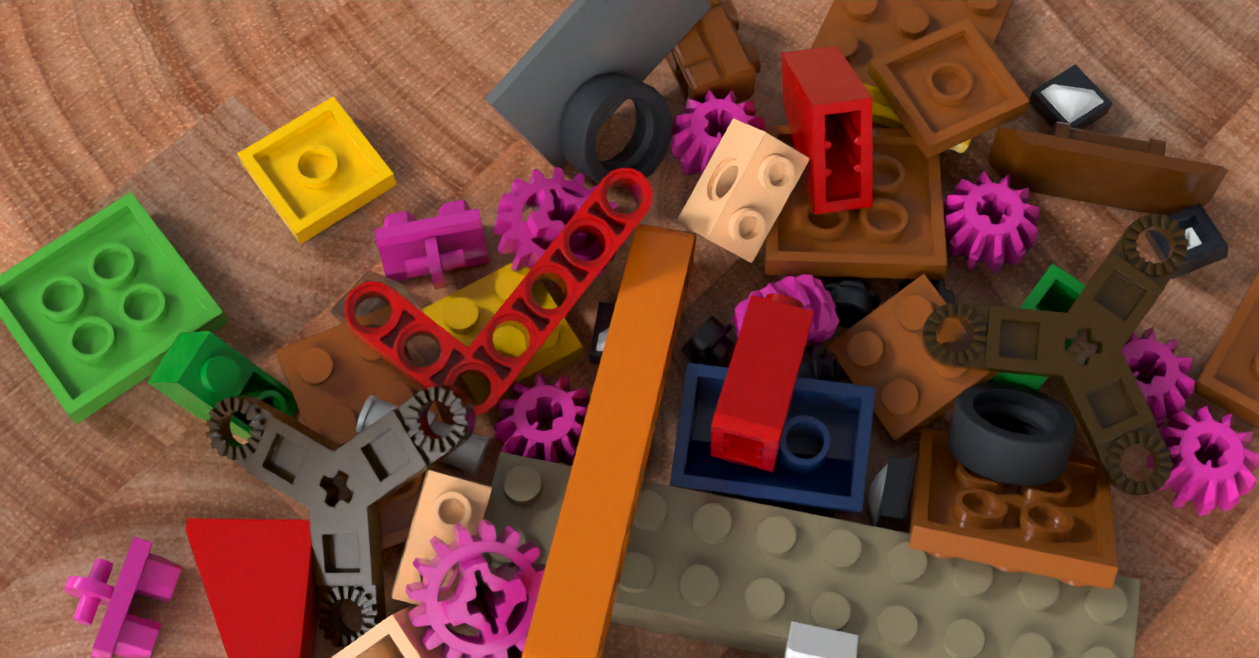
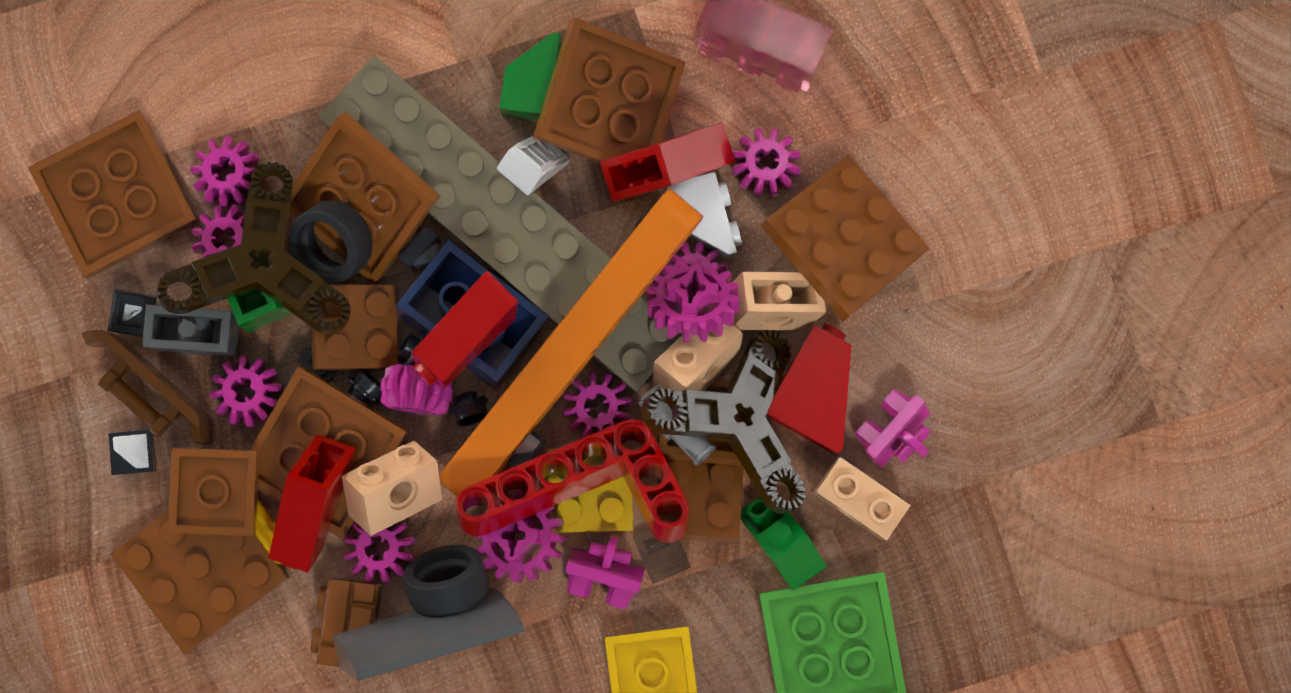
camera: 155 degrees left, 20 degrees up
(134, 485) = (861, 499): none -> light nougat brick
(1086, 238) = (191, 333): none -> dark grey brick

